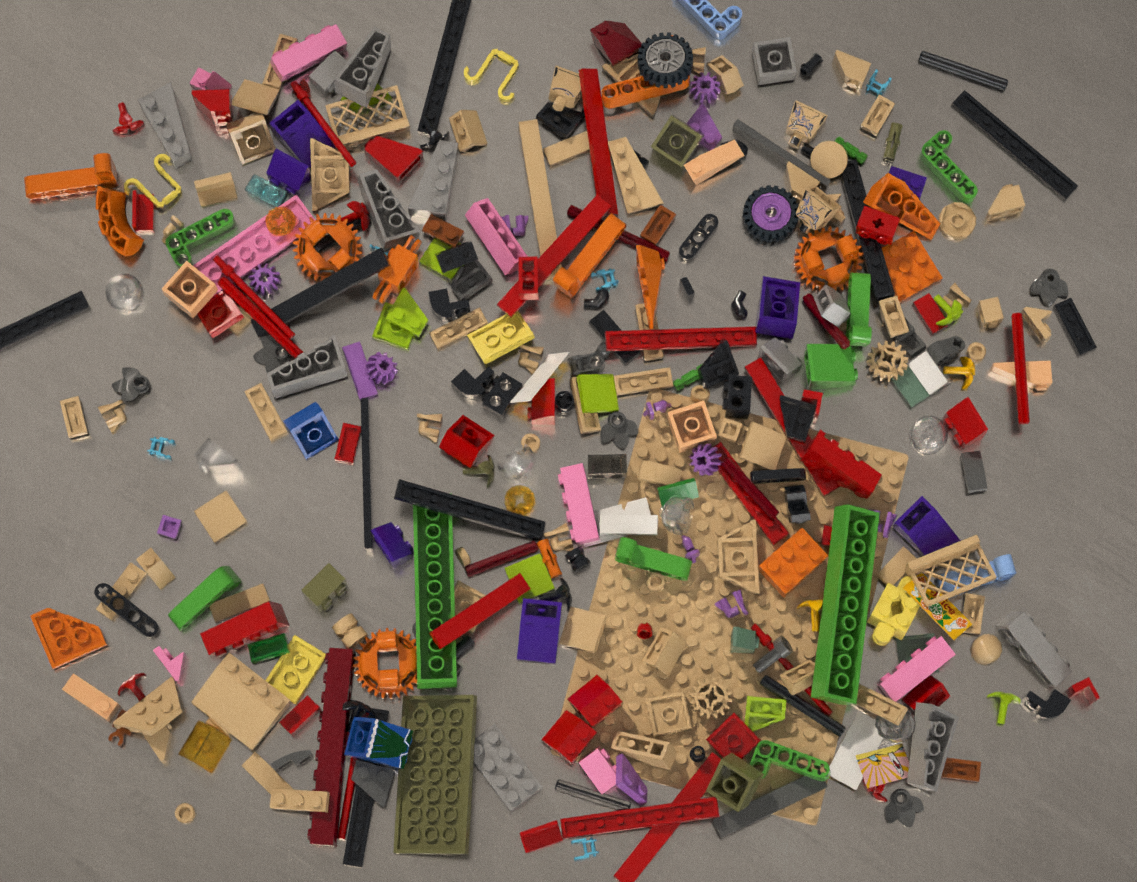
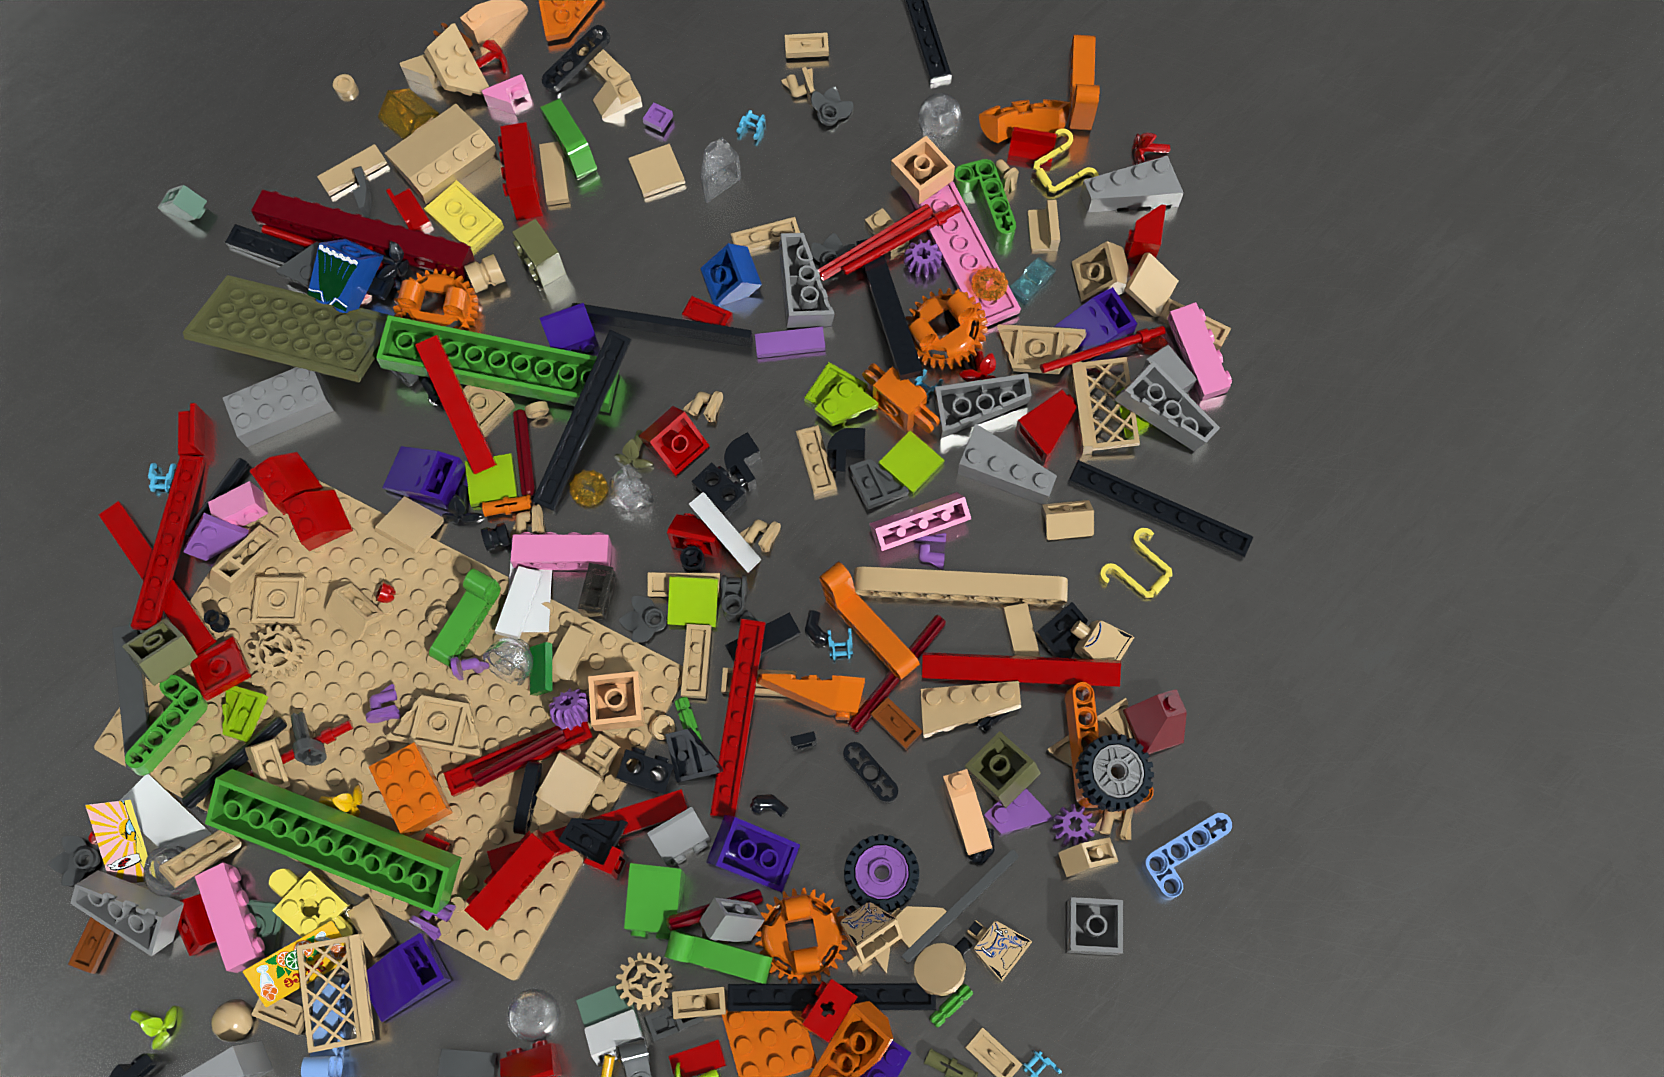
camera: 105 degrees right, 5 degrees down
(208, 81) = (1178, 244): bright pink slope -> none
(219, 314) = (889, 202): red tile -> none
(268, 648) = (492, 192): green tile -> none
(288, 173) = (1048, 302): dark purple slope -> none
(299, 800) = (311, 187): tan plate -> none
(374, 367) = (789, 355): medium lavender gear -> none
(434, 135) = (1065, 473): black plant -> none
(442, 231) = (940, 462): dark orange plate -> none
(456, 256) = (901, 466): black brick -> none
(500, 337) = (793, 503): light yellow tile -> none
(528, 278) = (849, 536): red brick -> none
(532, 440) = (654, 514): tan tile -> none
(559, 250) = (879, 583): red tile -> none
(661, 406) = (652, 658): medium lavender piece -> none
(743, 641) = (330, 703): sand green slope -> none
(796, 504) = (480, 811): black brick -> none
(808, 67) = (1083, 979): black pin -> none
(851, 69) = (1065, 1035): tan slope -> none

